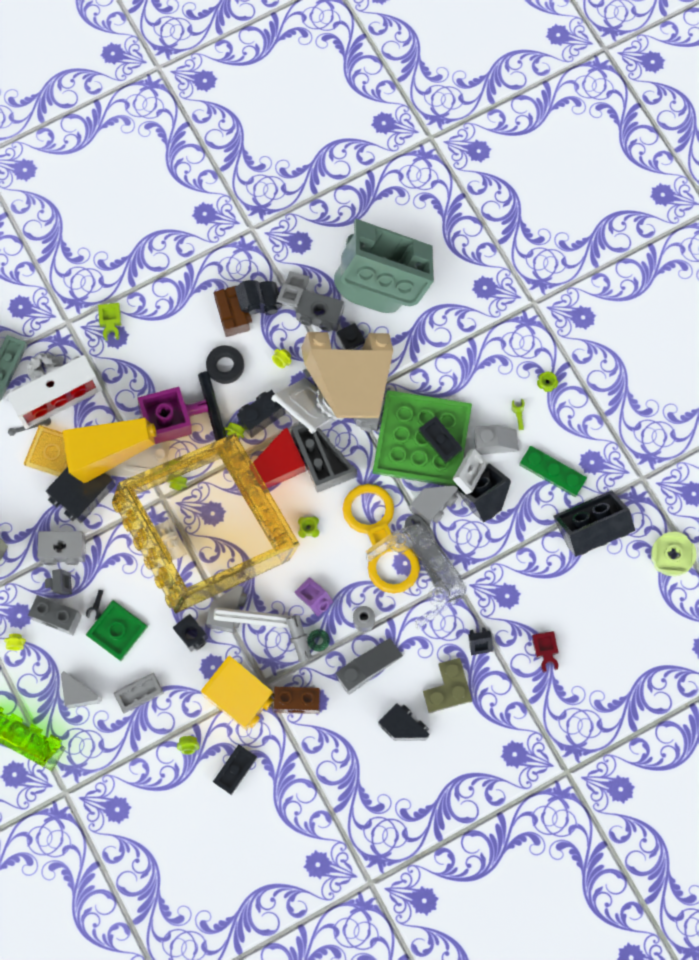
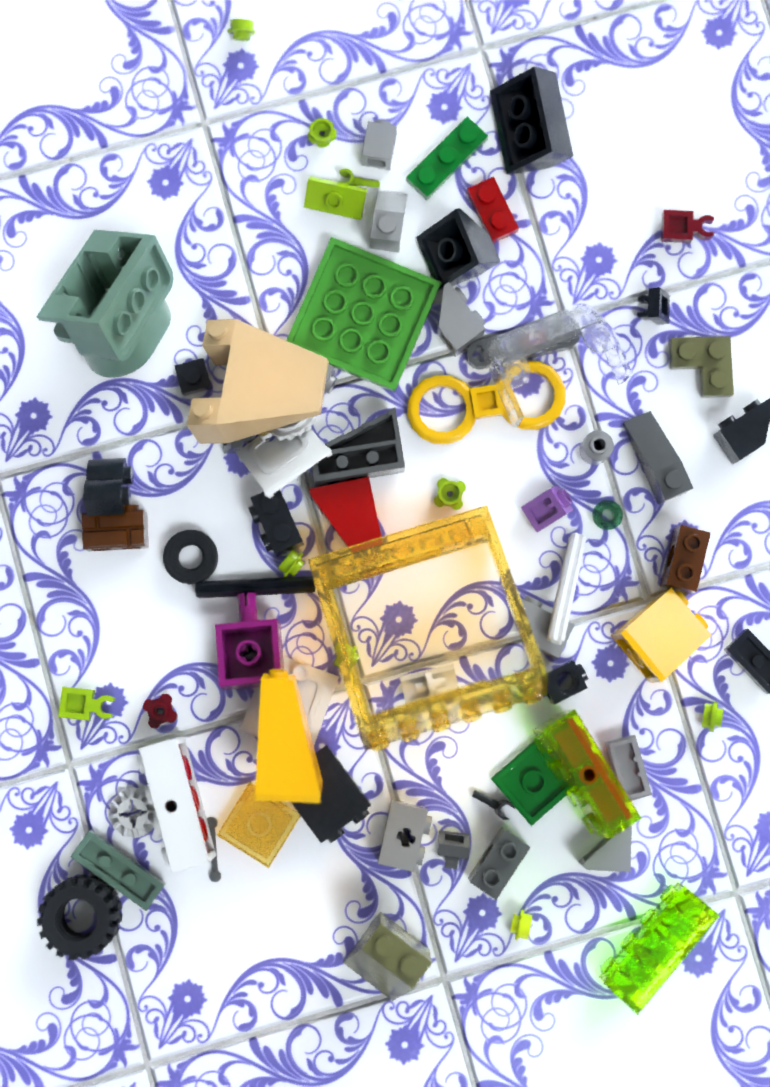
camera: 85 degrees left, 10 degrees up
(115, 375) = (168, 714): none -> dark red plate
(141, 647) = (586, 773): none -> clear neon green brick
(281, 358) = (201, 476): neon yellow plate -> none
(292, 289) = (106, 437): light grey slope -> none
(299, 638) = (603, 538): light grey pin -> none
(312, 302) = (146, 391): dark grey brick -> none
(440, 439) = (376, 288): black plate -> none
(470, 471) = (427, 261): white plate -> none
(501, 400) = (335, 198): none -> lime plate
(523, 511) = (492, 209): none -> red plate
(548, 421) = (379, 144): none -> light grey brick
(607, 310) = (241, 29): none -> lime plate
(682, 545) = (599, 51): yellowish green plate -> none

